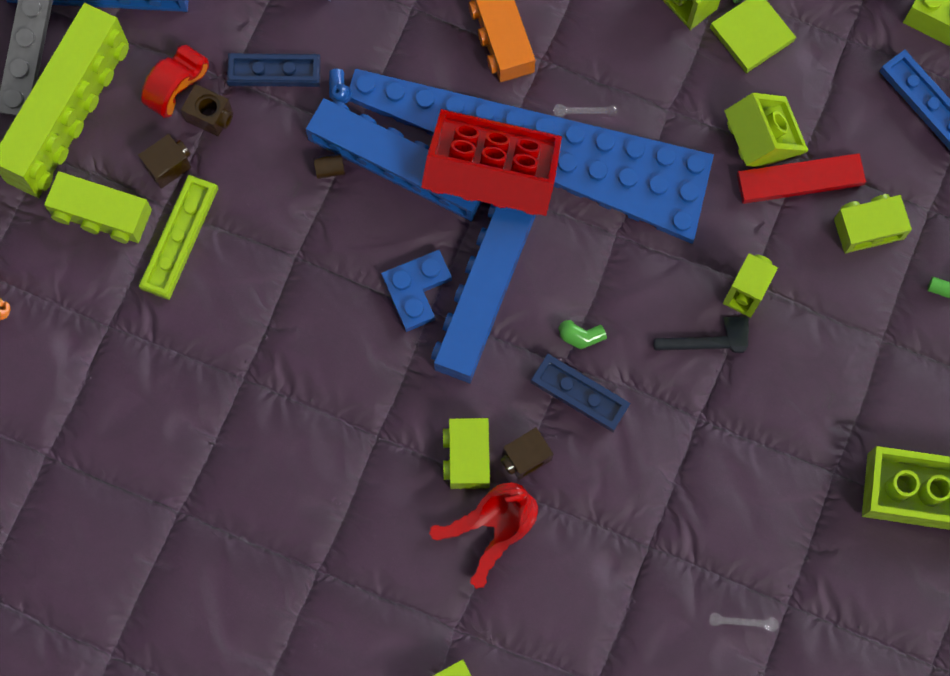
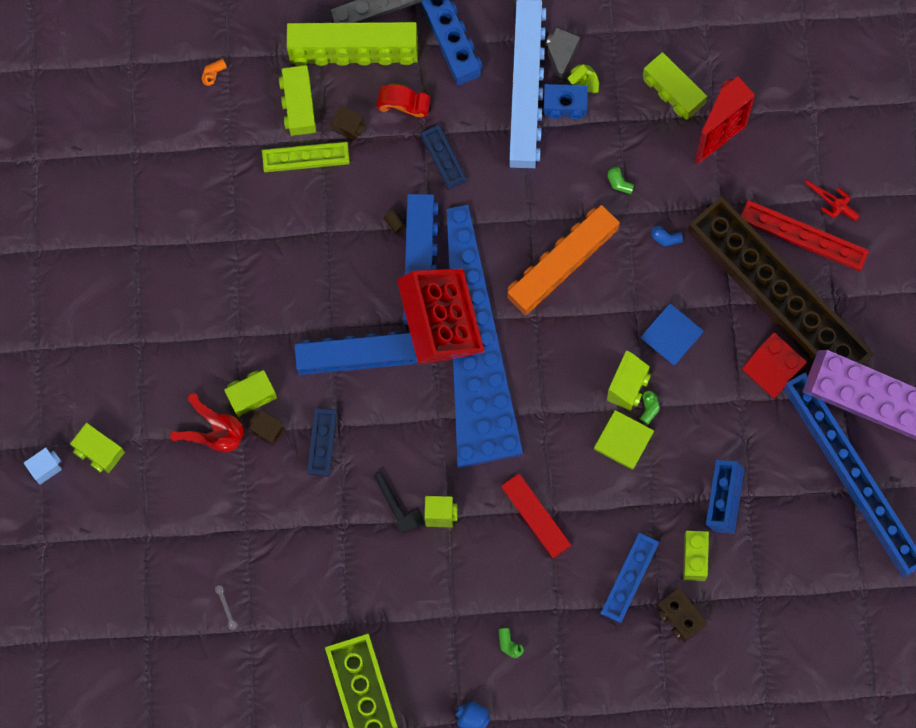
camera: 70 degrees right, 0 degrees up
(198, 102) = (389, 123): dark brown brick -> none
(337, 87) = (446, 203): blue arm -> none
(410, 281) = (341, 307): blue plate -> none
(560, 110) = (507, 345): clear hinge -> none
(580, 337) = (358, 426): bright green arm -> none
(765, 129) = (556, 478): lime slope -> none
(872, 223) = (525, 573): lime brick -> none

